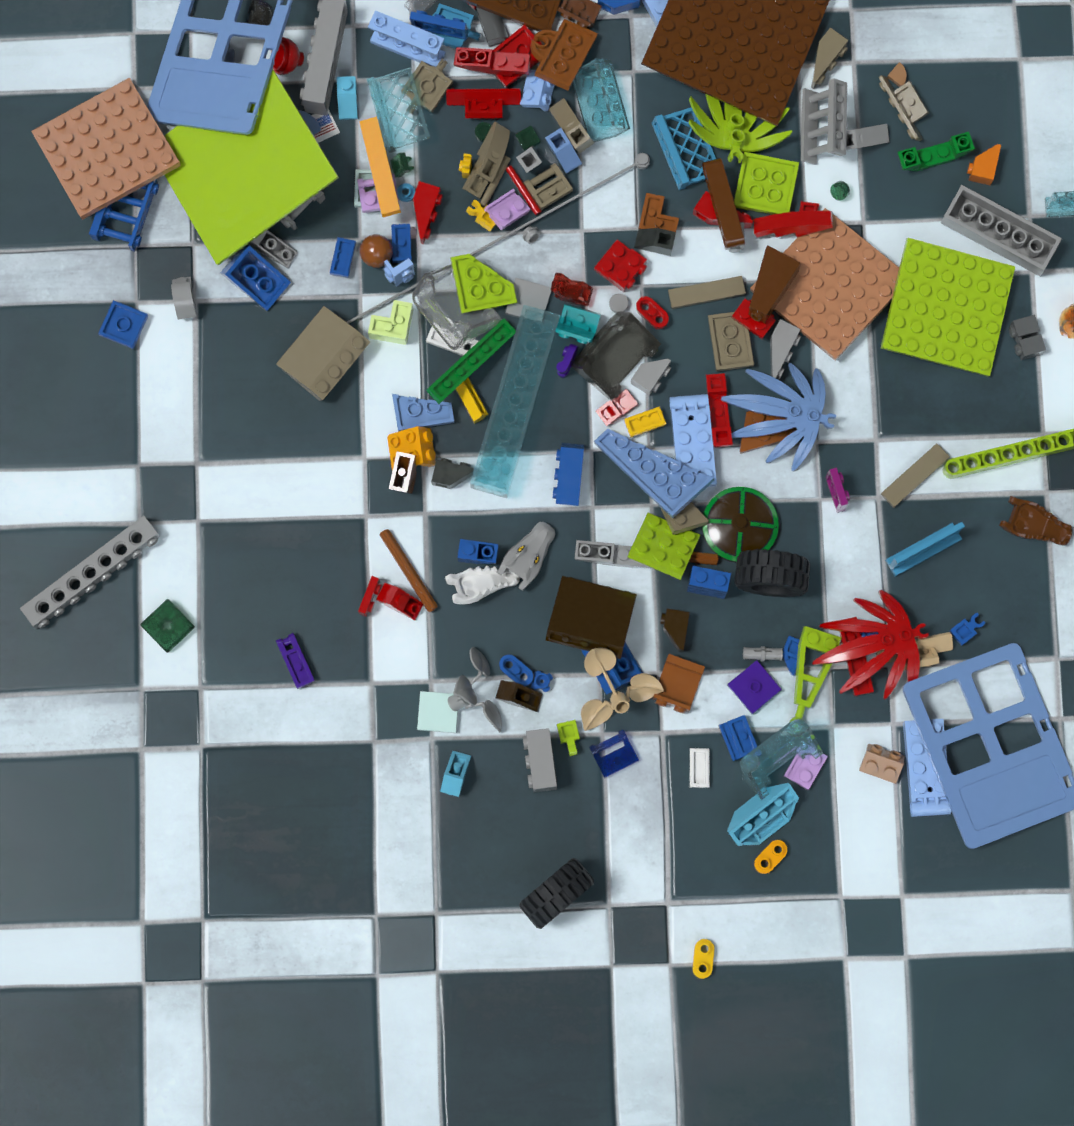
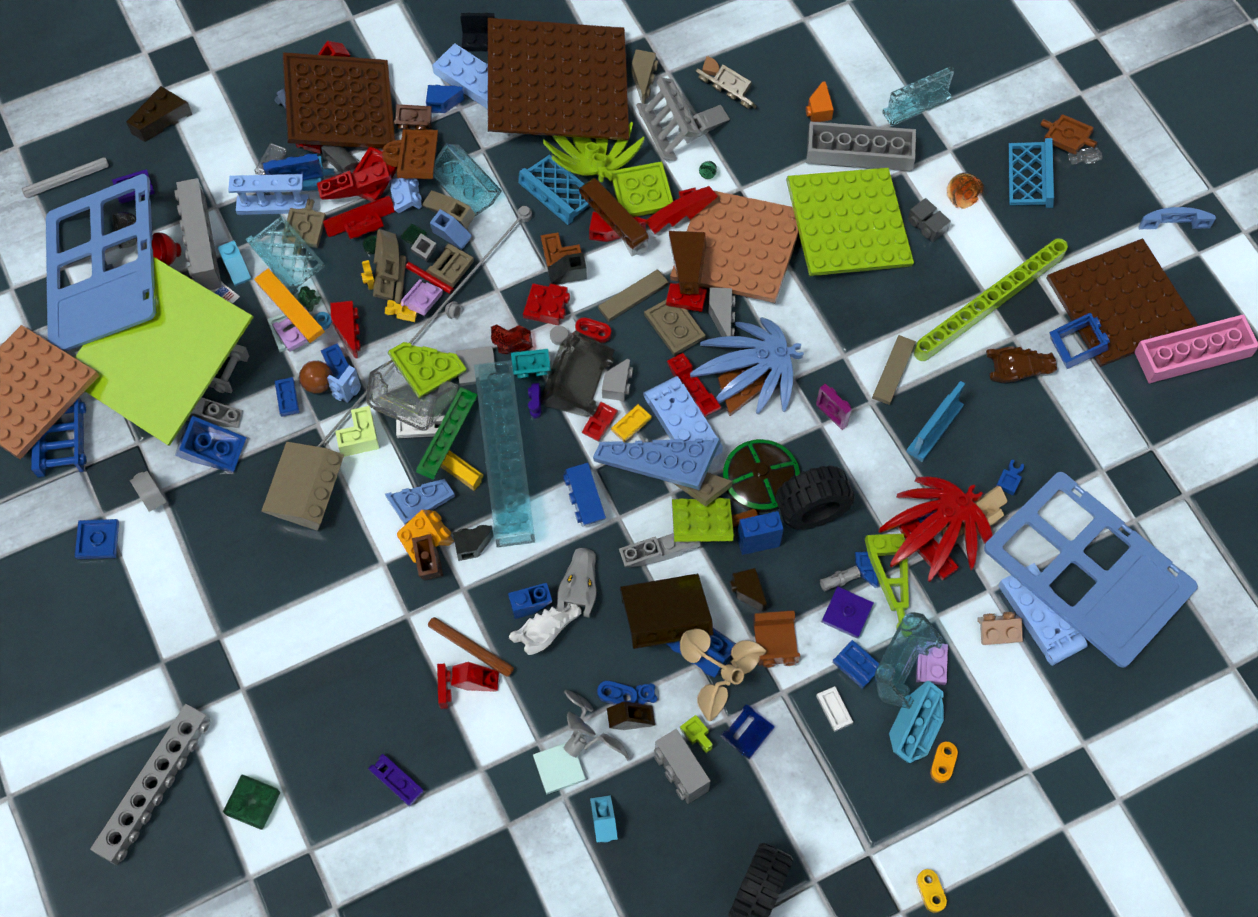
camera: 25 degrees left, 15 degrees down
(936, 155) = (763, 121): green slope -> none

